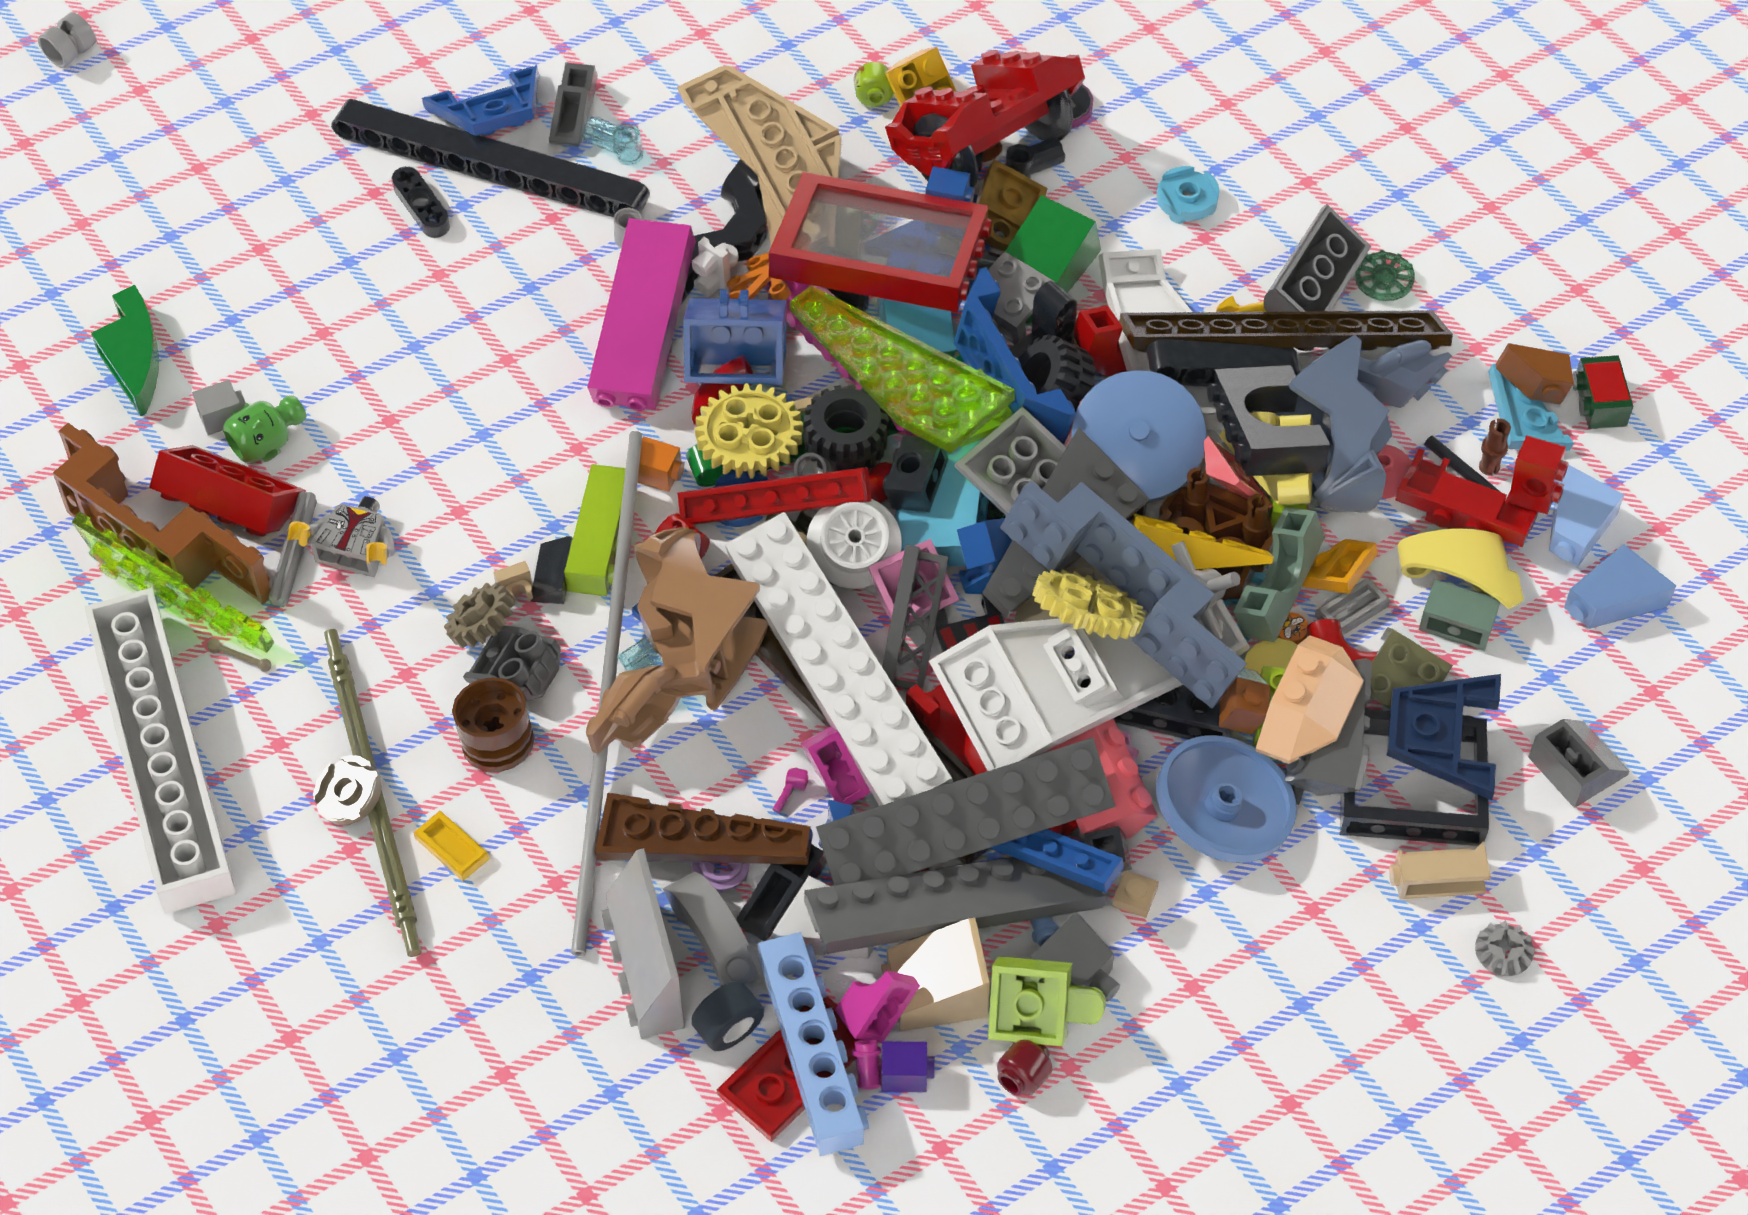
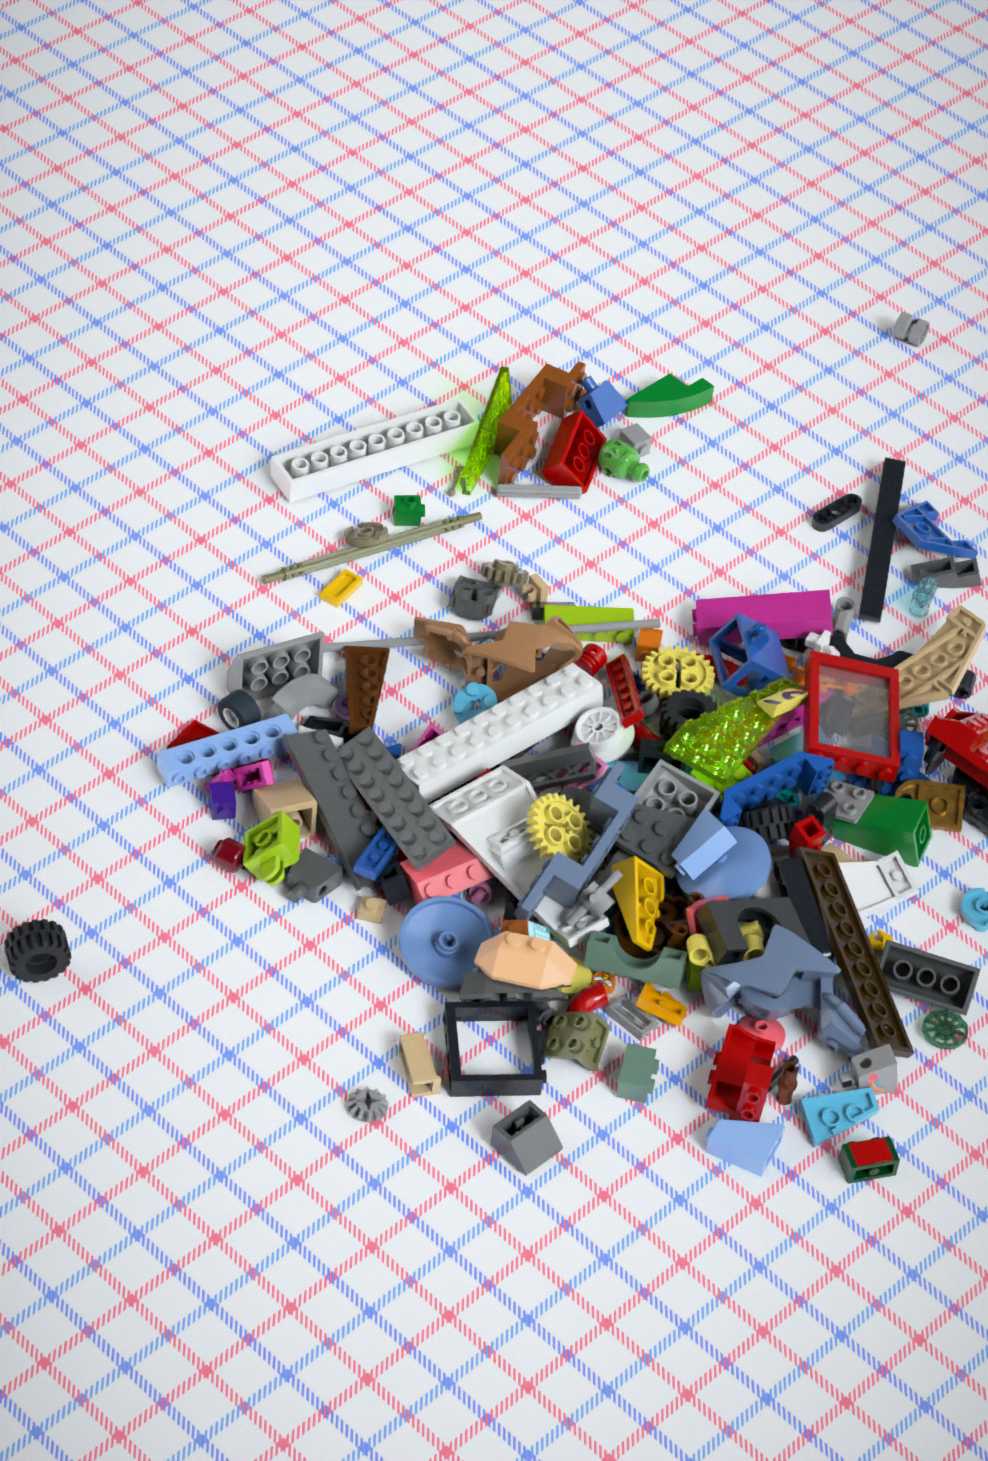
camera: 75 degrees right, 10 degrees down
(133, 430) = (600, 401): none -> torso
(302, 726) = (408, 510): none -> green brick
(348, 537) = (550, 509): light grey torso -> none
(493, 724) = (422, 586): reddish brown wheel -> none
(761, 677) = (469, 694): none -> medium azure plate
(795, 779) = (415, 735): dark pink hand -> none
(852, 305) = (783, 701): none -> light yellow slope
(1126, 441) = (702, 845): none -> light blue slope
(1428, 729) = (523, 1040): dark blue wing -> none
(1466, 554) = (678, 1074): light yellow panel -> none
(1472, 356) = (872, 1069): none -> light grey torso
(1537, 372) = (866, 1111): dark orange slope -> none
(1619, 590) = (683, 1165): medium blue slope -> none

